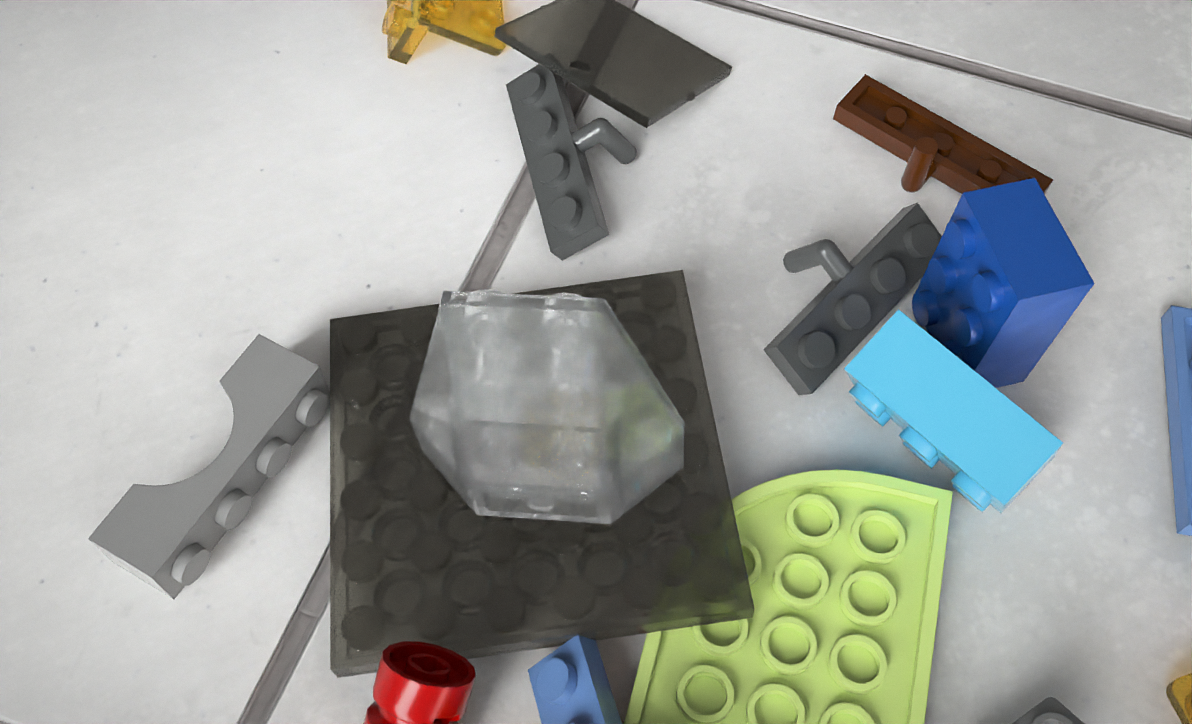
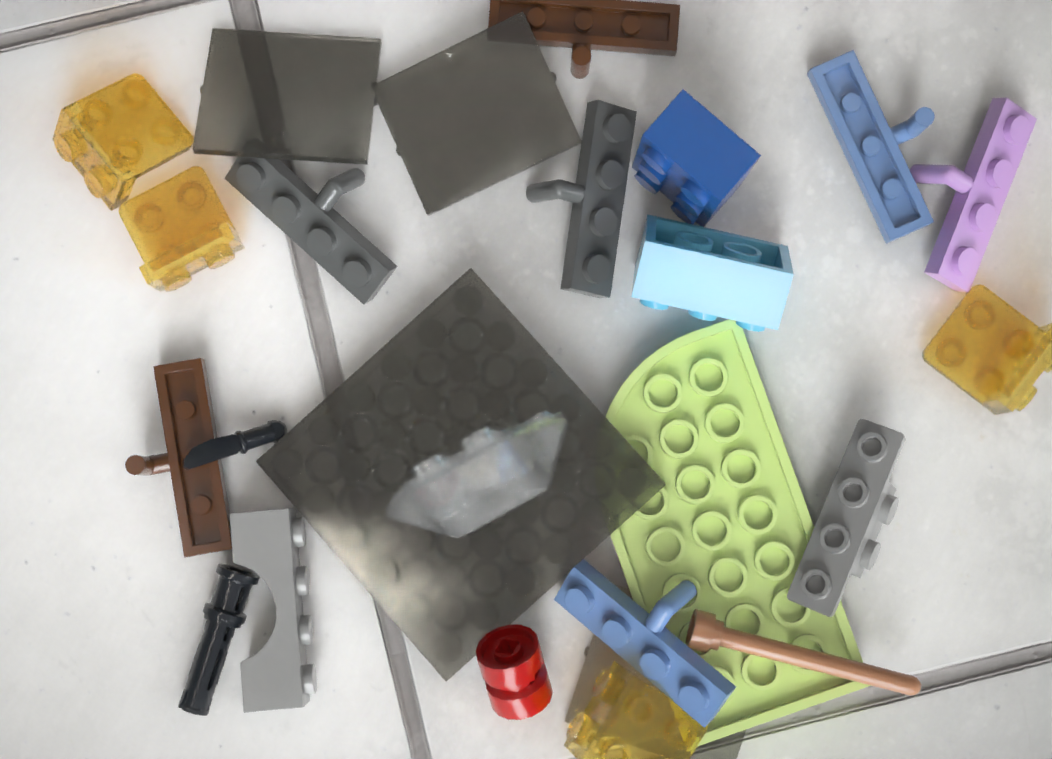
camera: 35 degrees left, 25 degrees up
(167, 440) = (223, 617): none -> black pin
(272, 280) = (186, 423): none -> reddish brown plate
(317, 285) = (231, 444): none -> black piece
(430, 100) = (180, 229): none -> clear yellow bracket
(783, 161) = (476, 114): none -> clear smoke piece

